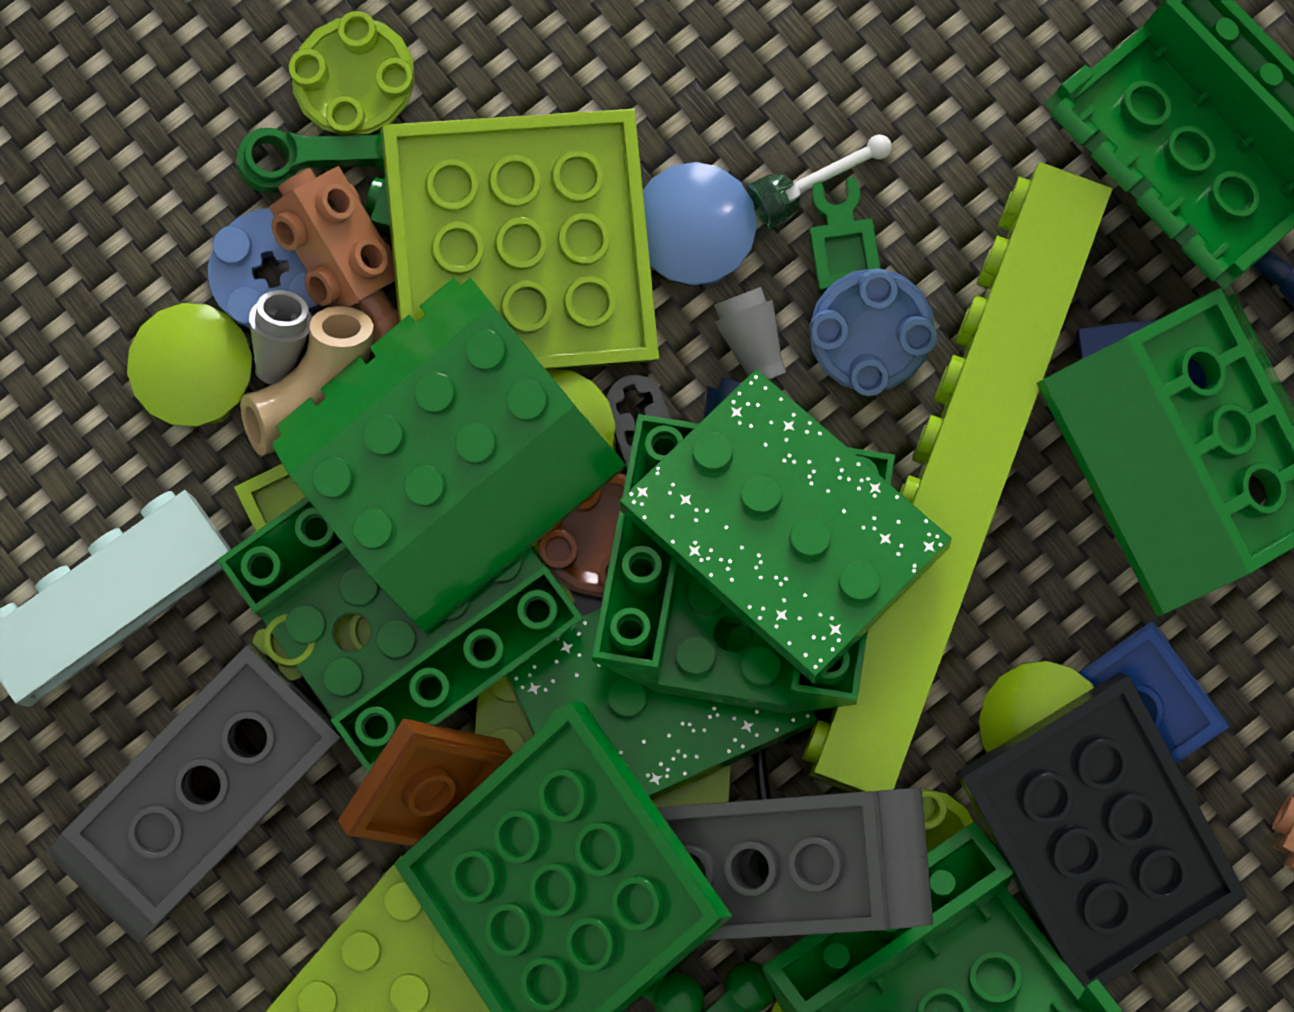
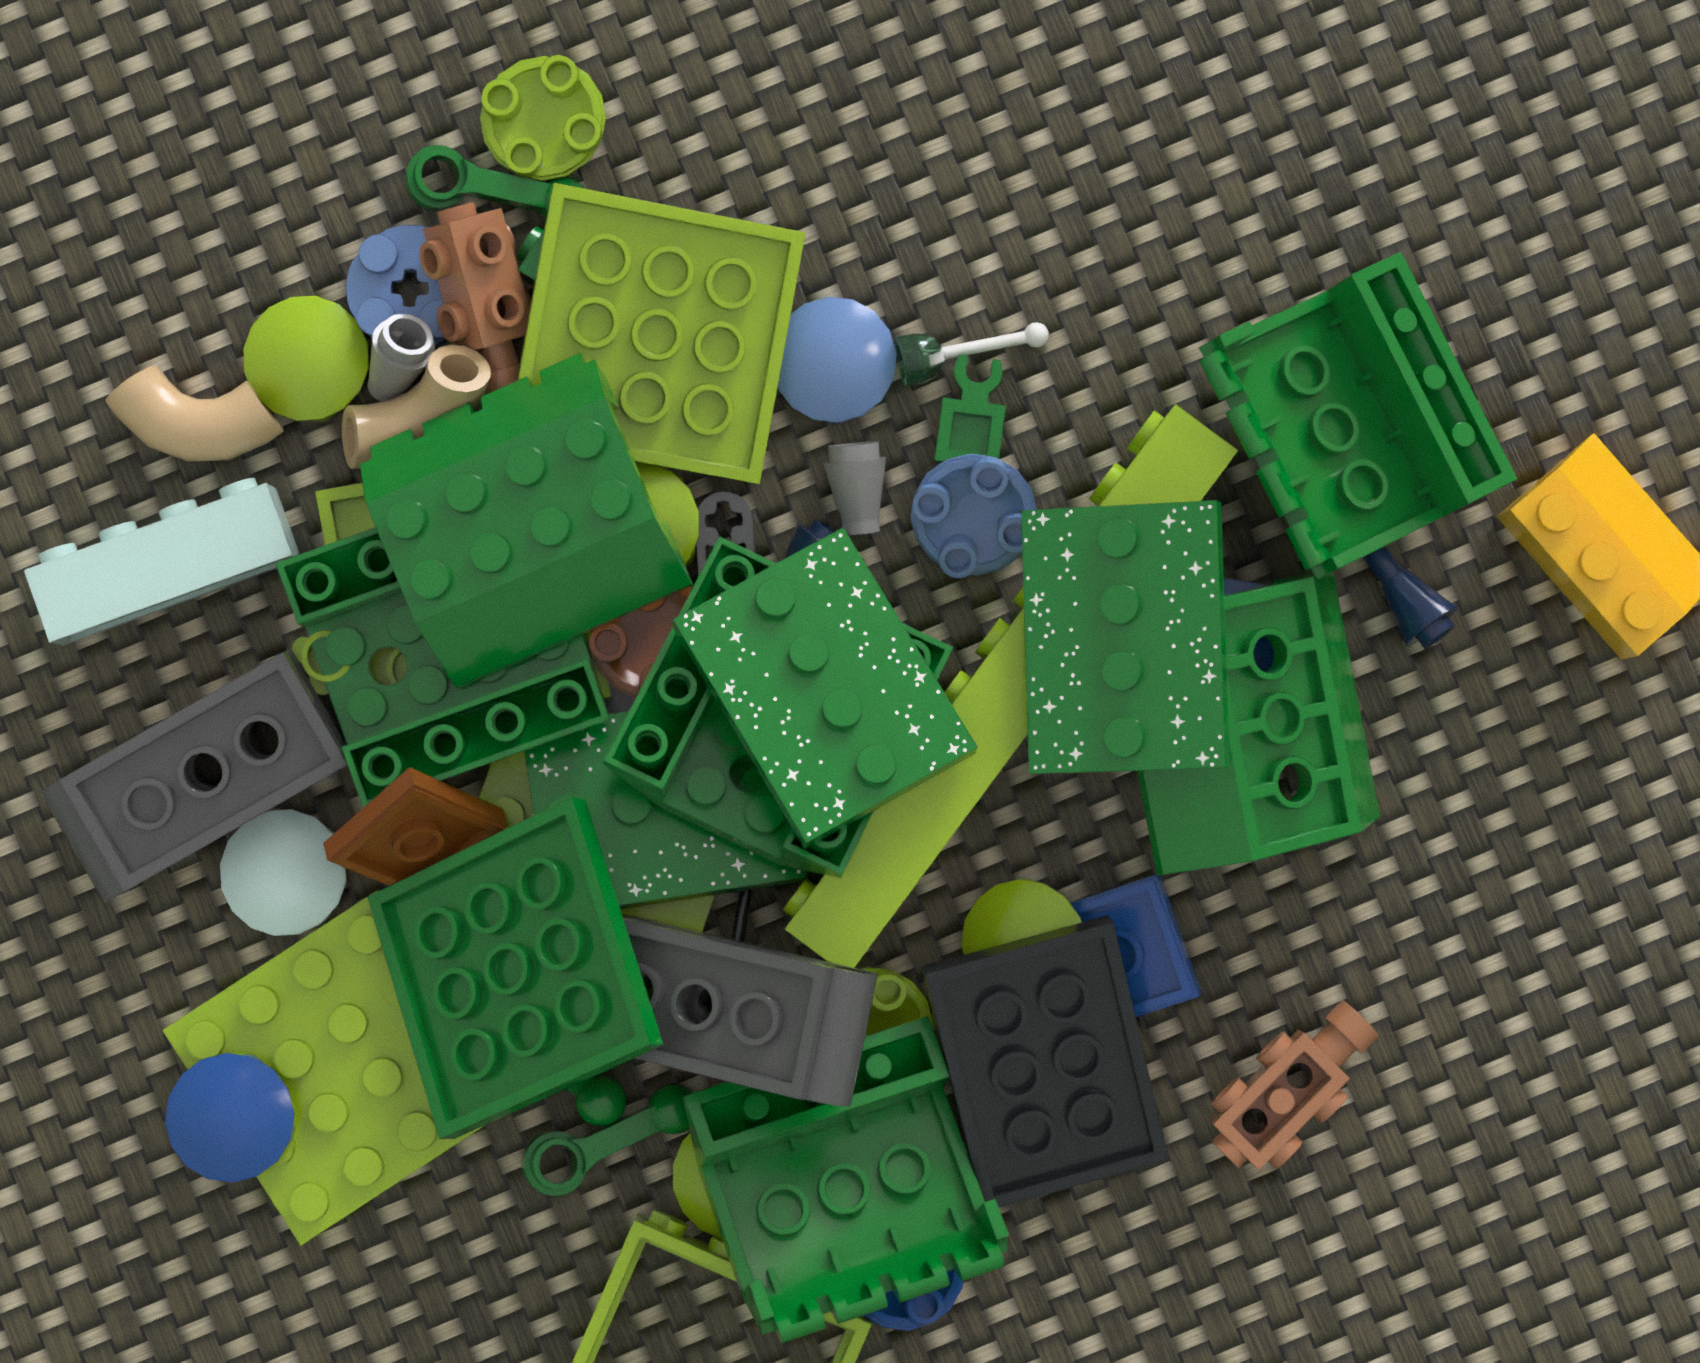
camera: 15 degrees right, 5 degrees up
(95, 459) = (192, 426): none -> tan cylinder
(303, 866) = (280, 873): none -> light aqua dish
(1063, 393) = (1125, 638): none -> green plate

